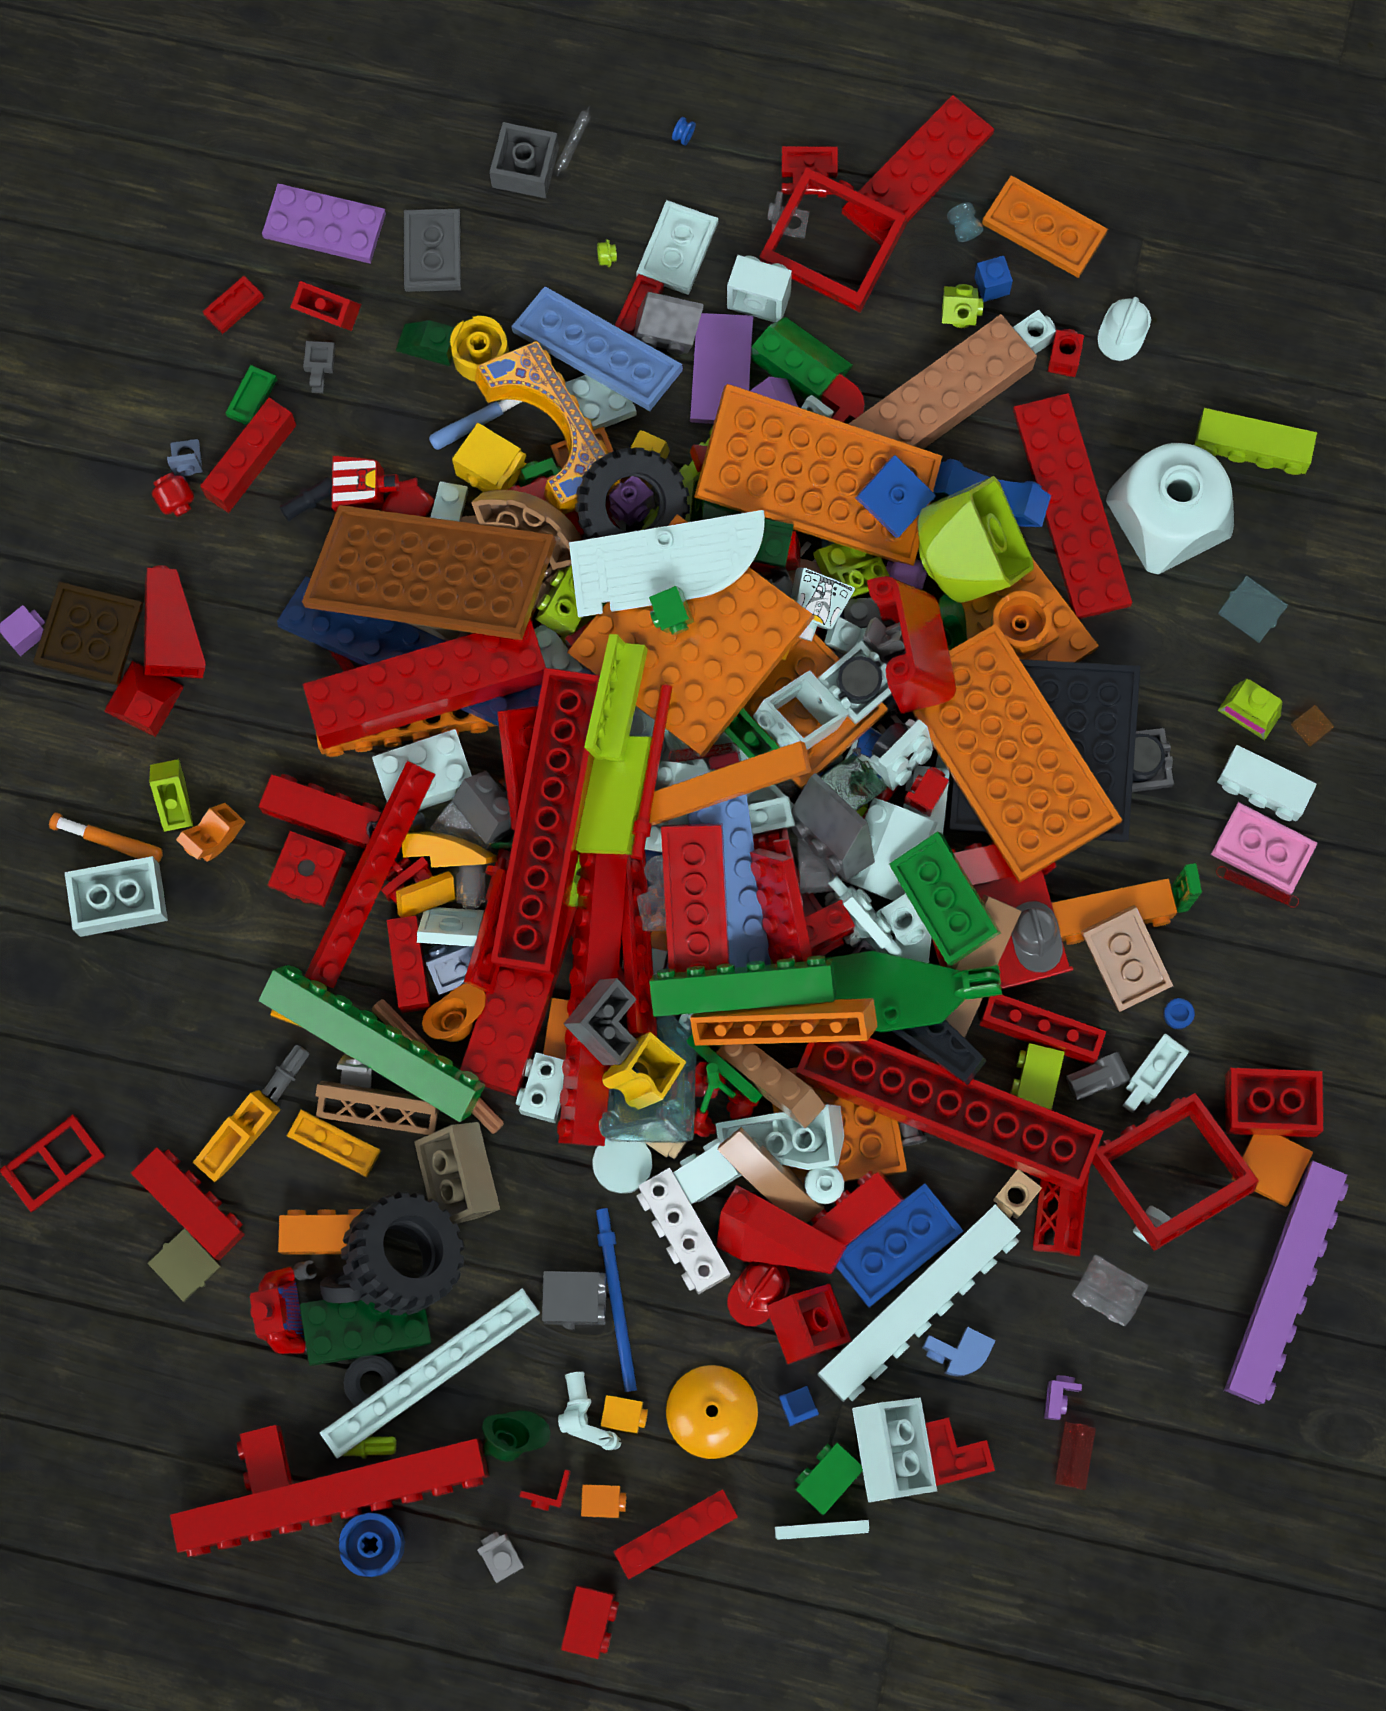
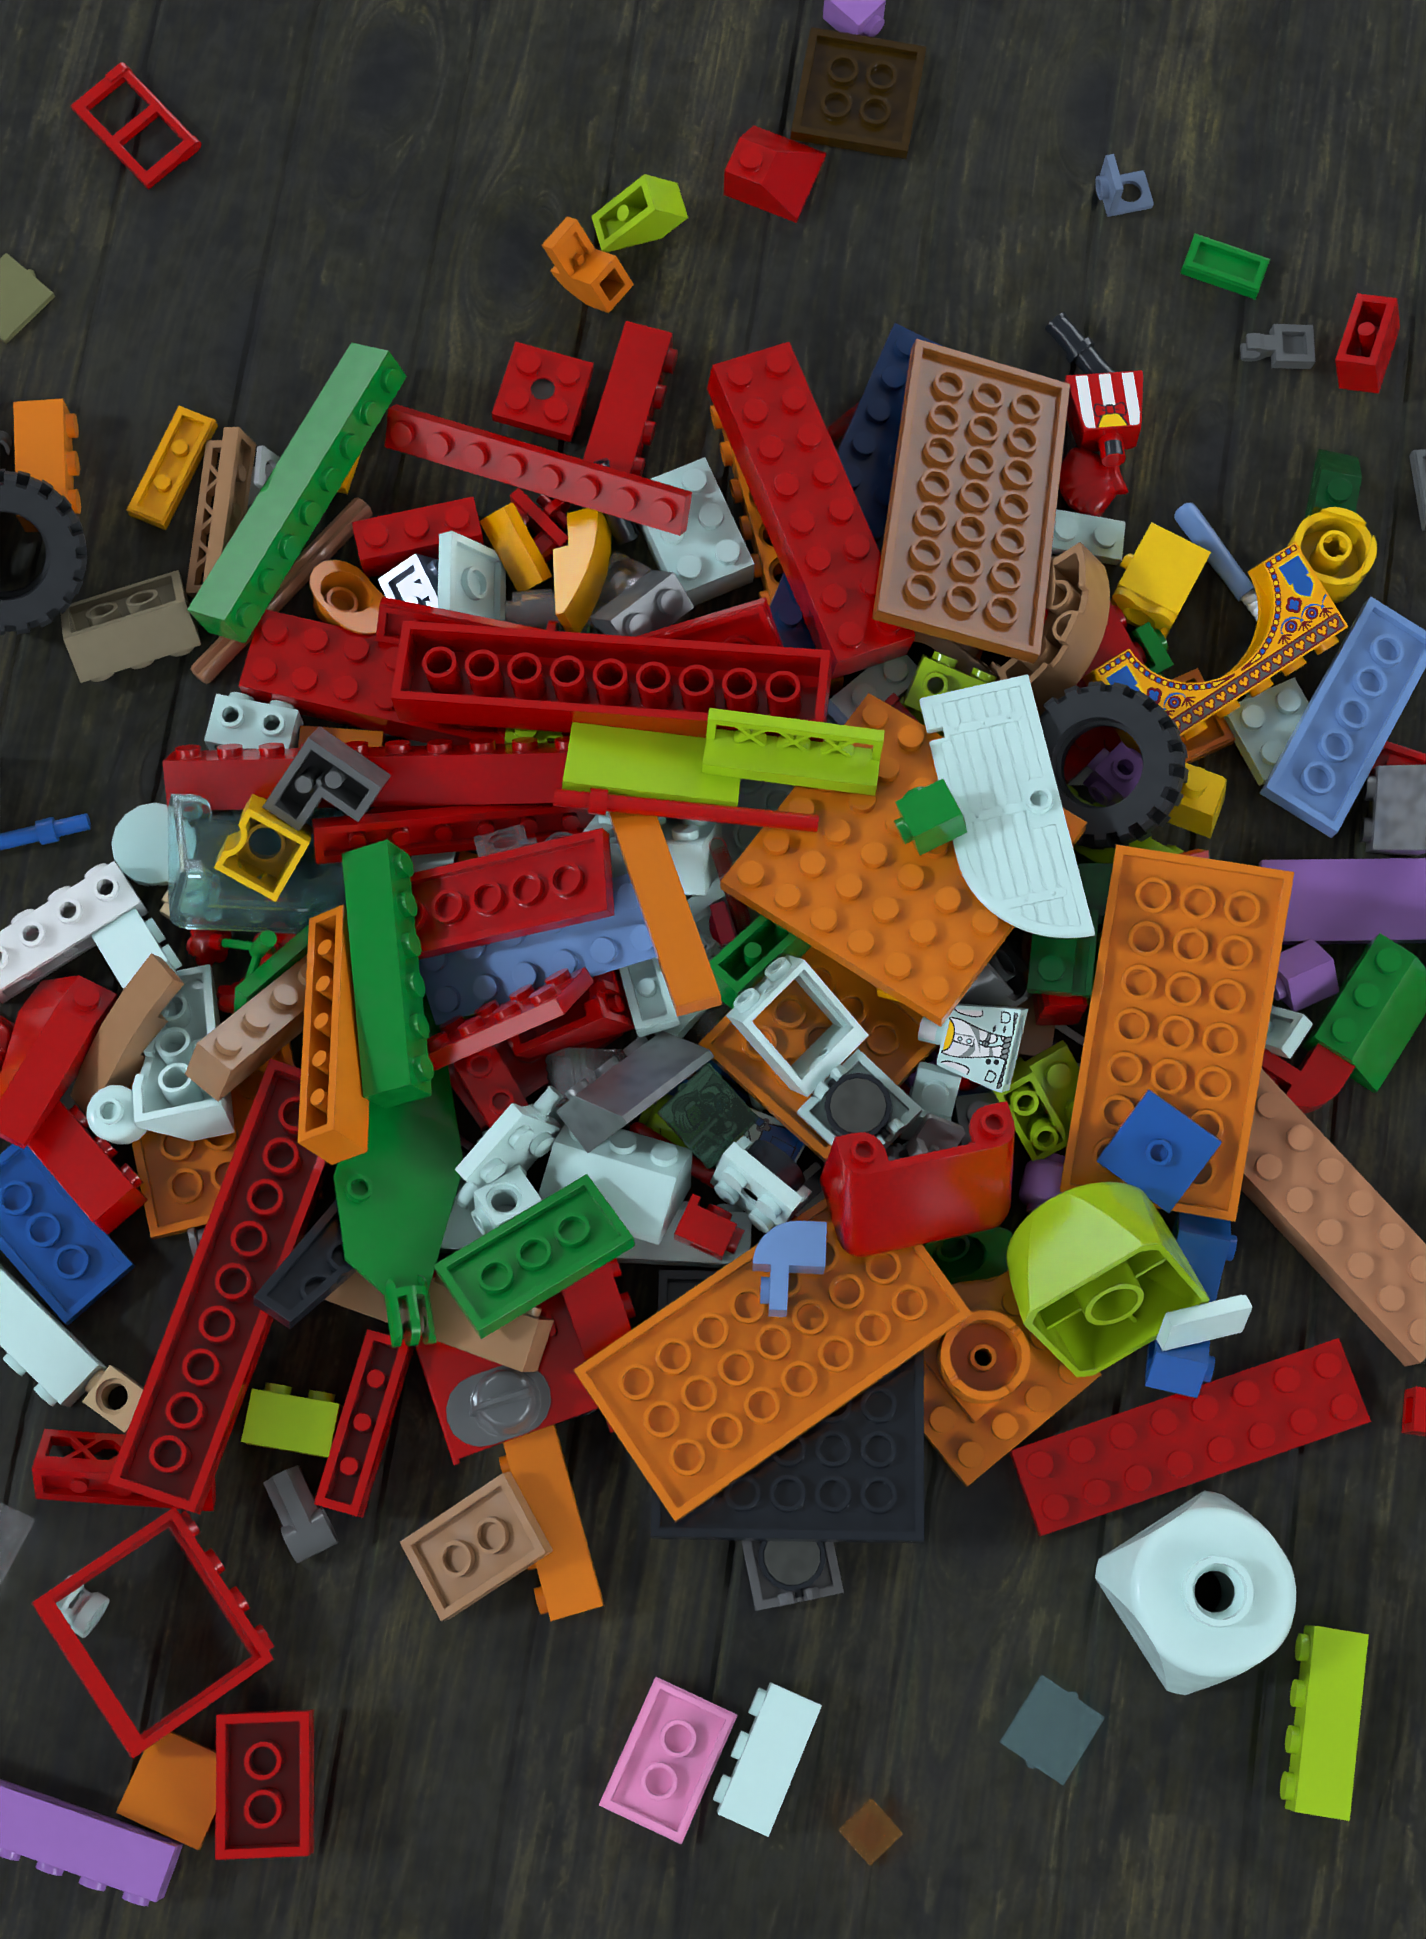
camera: 80 degrees right, 0 degrees up
(108, 839) = (570, 160): orange piece -> none
(116, 896) = (491, 158): light aqua brick -> none
(170, 635) = (871, 186): red slope -> none
(173, 494) = (1066, 176): red head -> none
(188, 1203) = (82, 290): red brick -> none
(233, 304) = (1356, 228): red plate -> none
(236, 1135) = (178, 343): light orange slope -> none
(248, 455) = (1134, 265): red brick -> none
(286, 1072) = (263, 396): dark grey axle -> none
(952, 738) = (786, 1250): none -> medium blue brick
(1006, 482) = (1204, 1322): none -> light aqua tile
(1155, 1072) = (311, 1600): light aqua hinge -> none
(1178, 1013) = (404, 1634): blue tile -> none
(1186, 888) = (582, 1630): green tile -> none
(1252, 707) = (886, 1730): lime torso -> none
(1259, 892) = (601, 1748): red piece -> none

